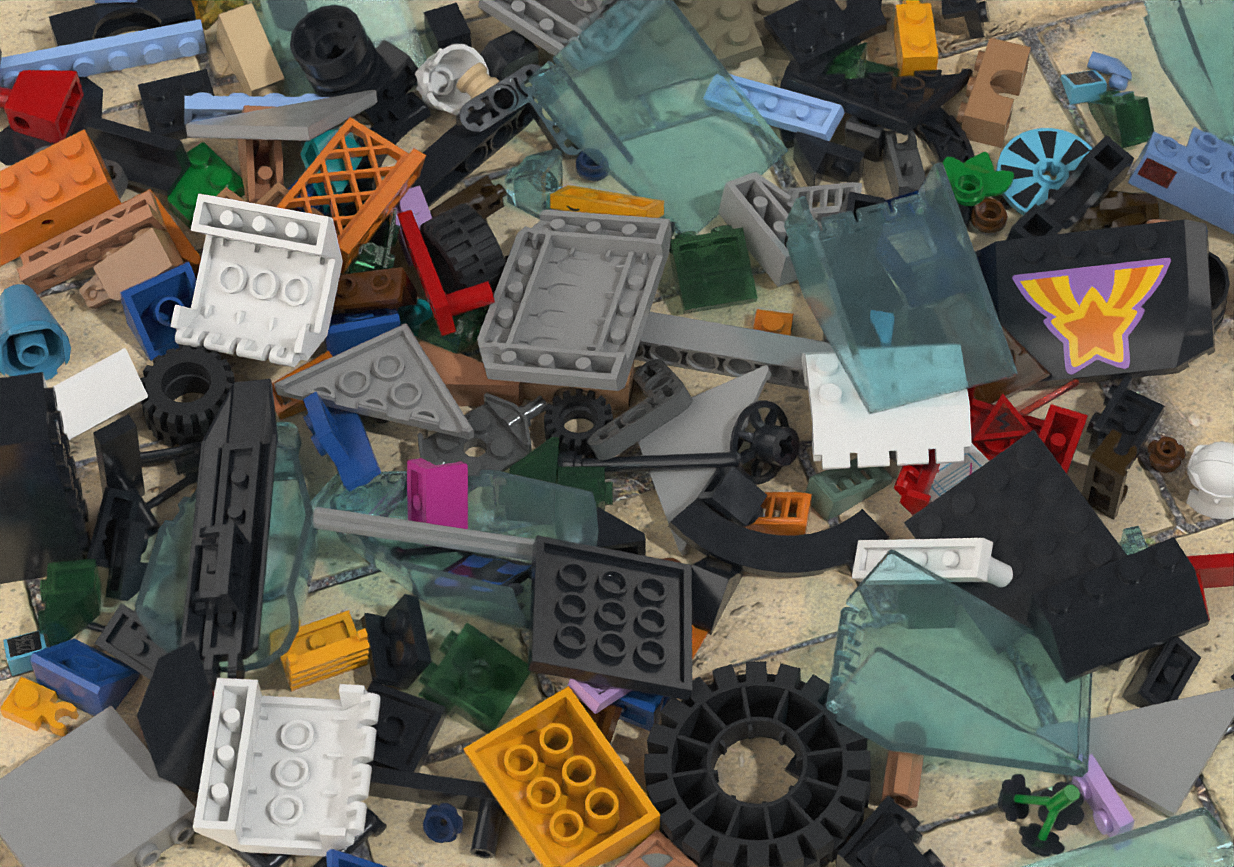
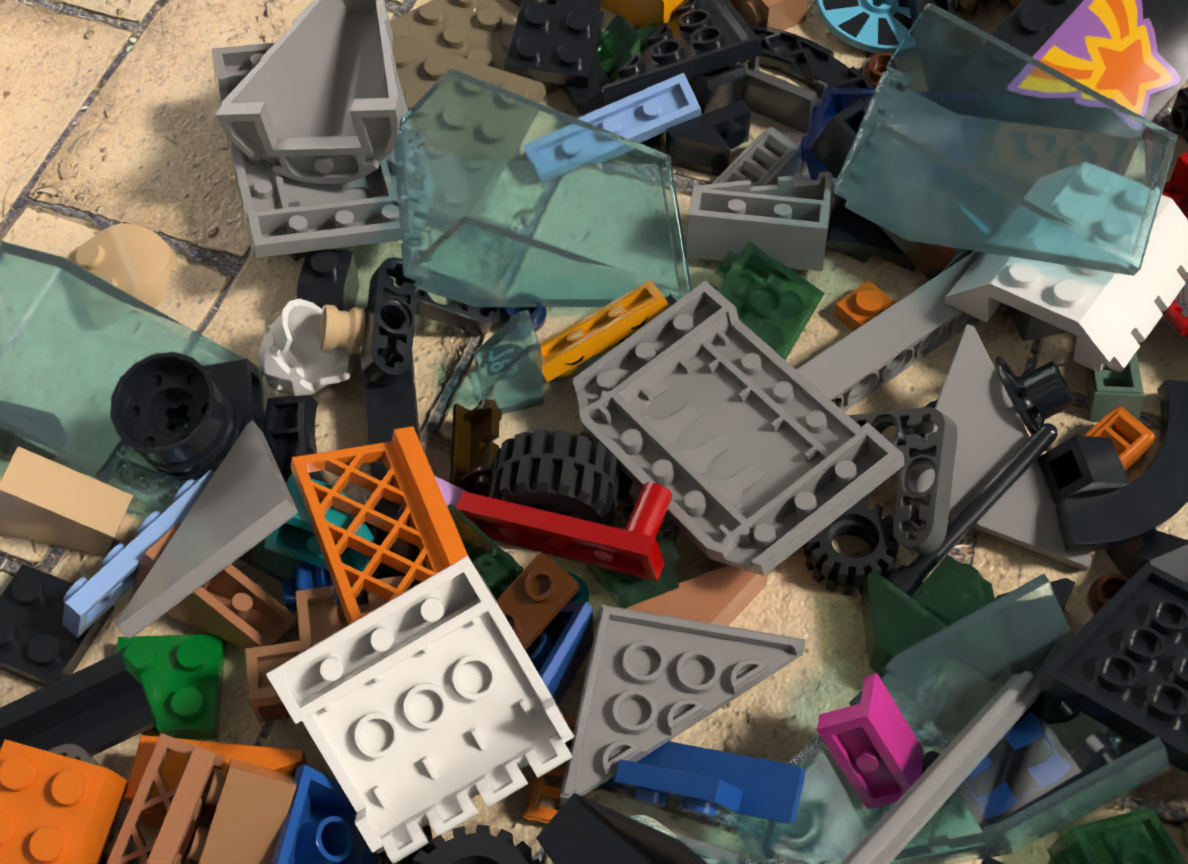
camera: 50 degrees left, 0 degrees up
(446, 27) = (232, 316): black brick -> none
(498, 429) = (821, 617): dark grey plate -> none
(976, 179) = (841, 54): green plate -> none

